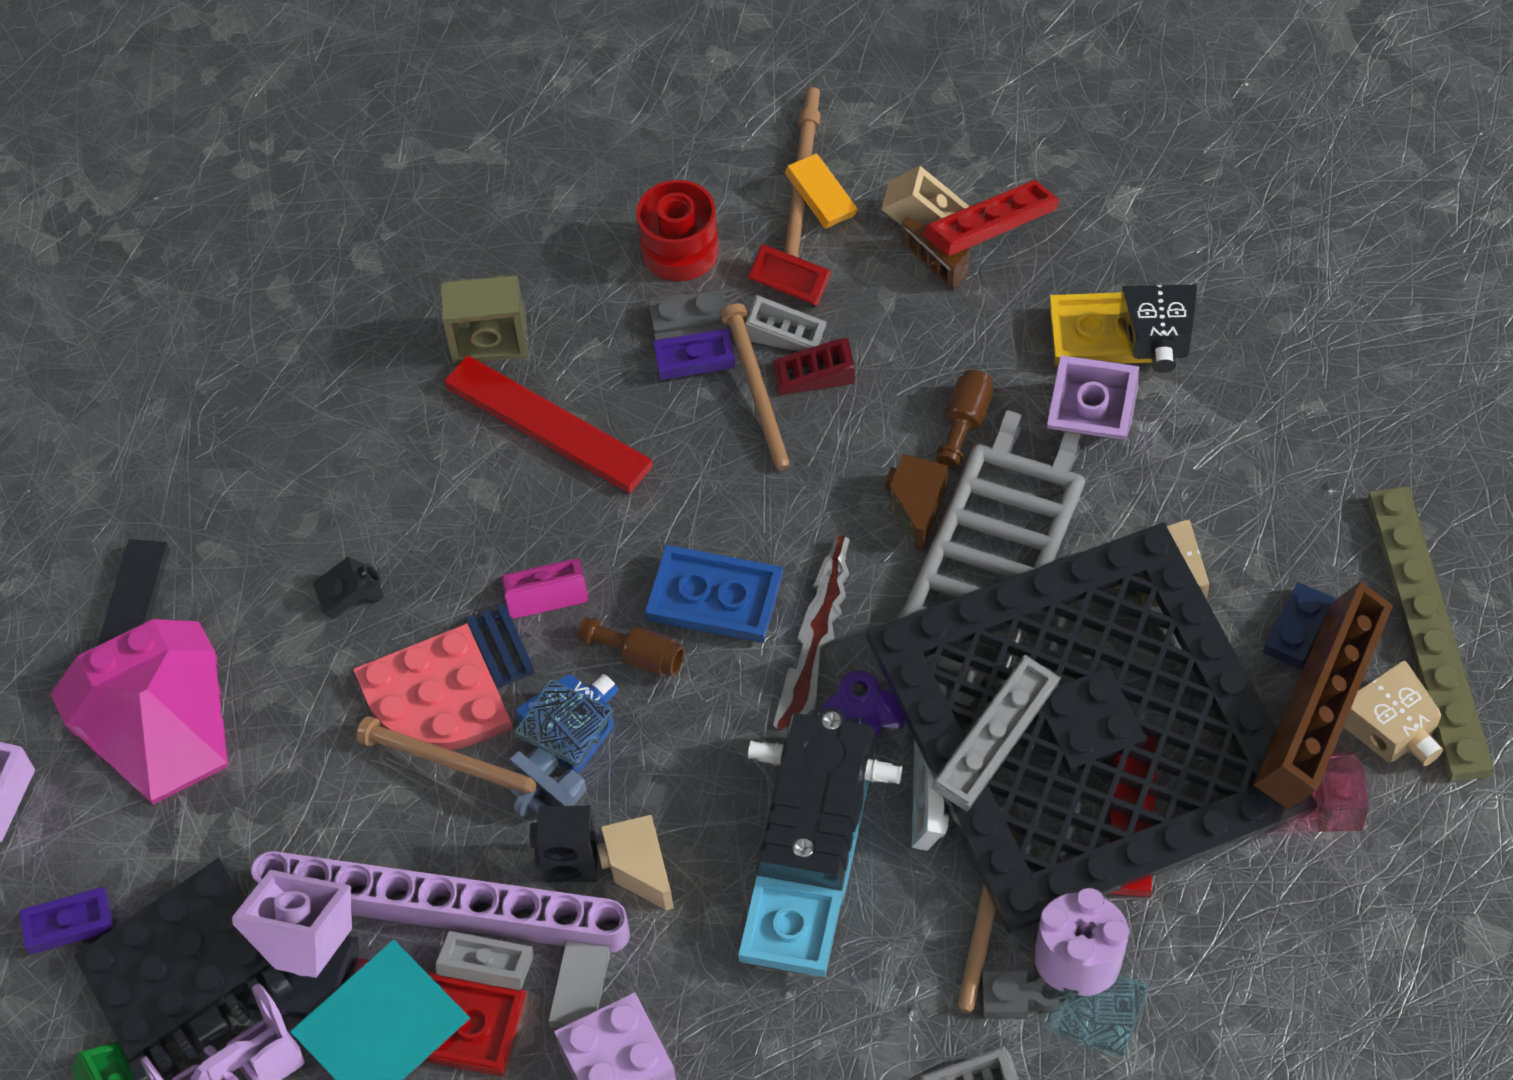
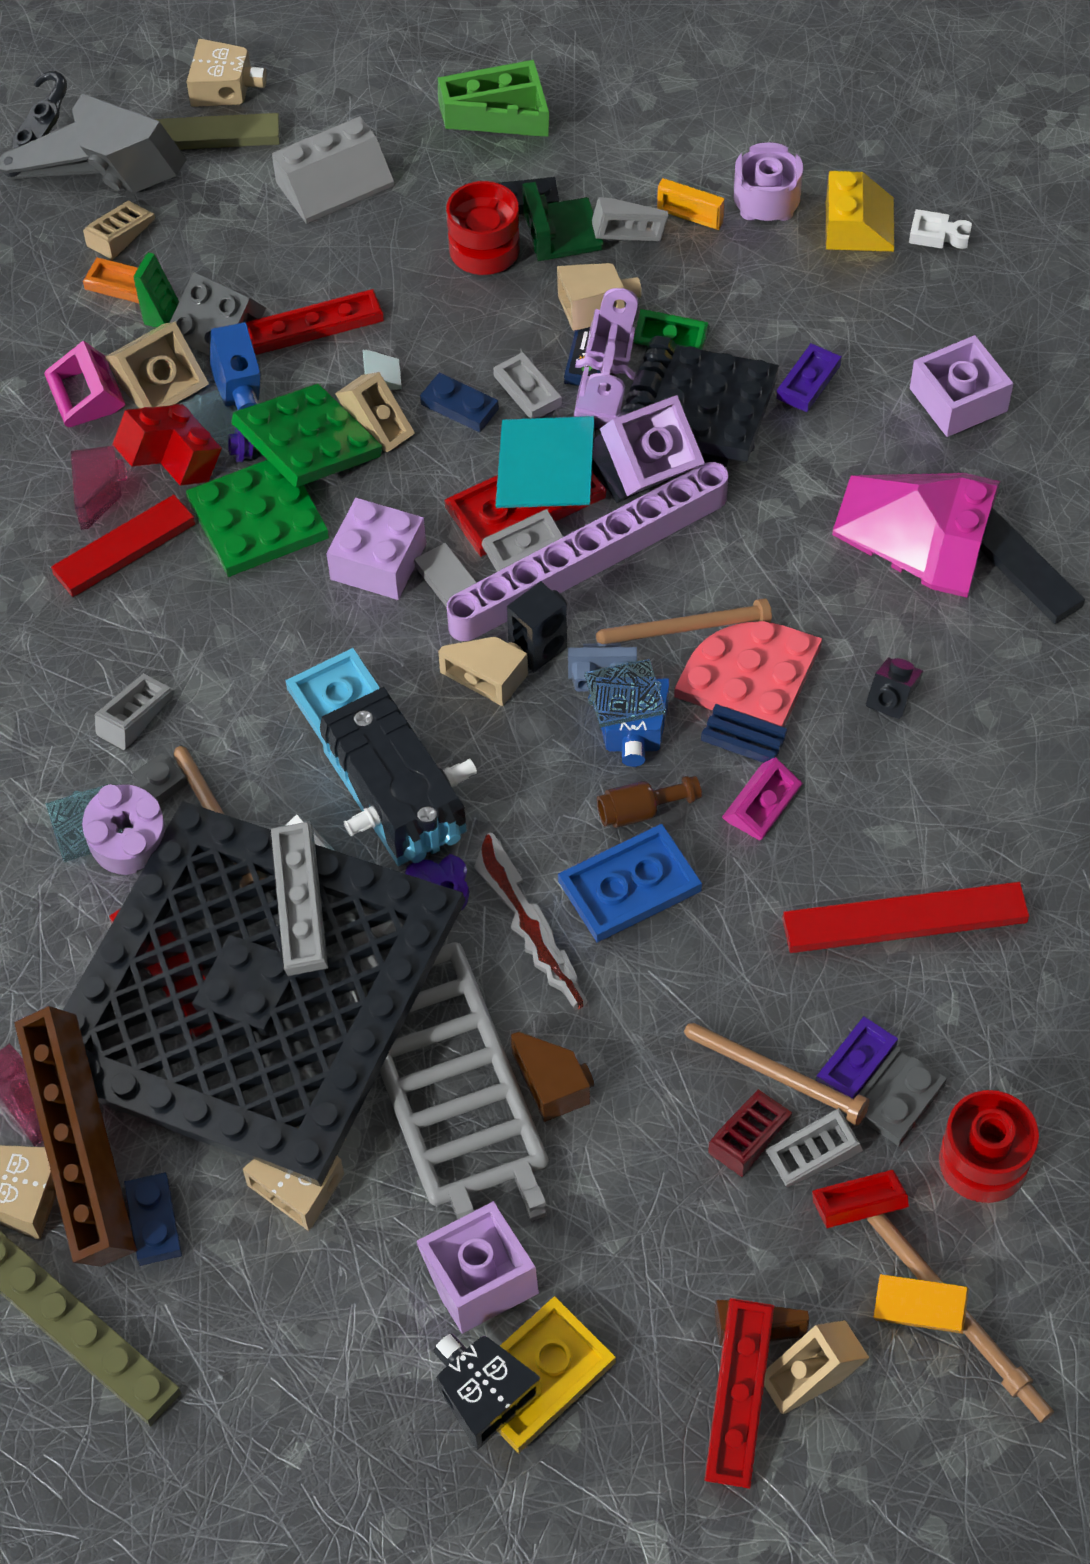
camera: 135 degrees right, 0 degrees up
(484, 319) = (1040, 934): olive brick -> none
(965, 413) = (584, 1185): reddish brown piece -> none

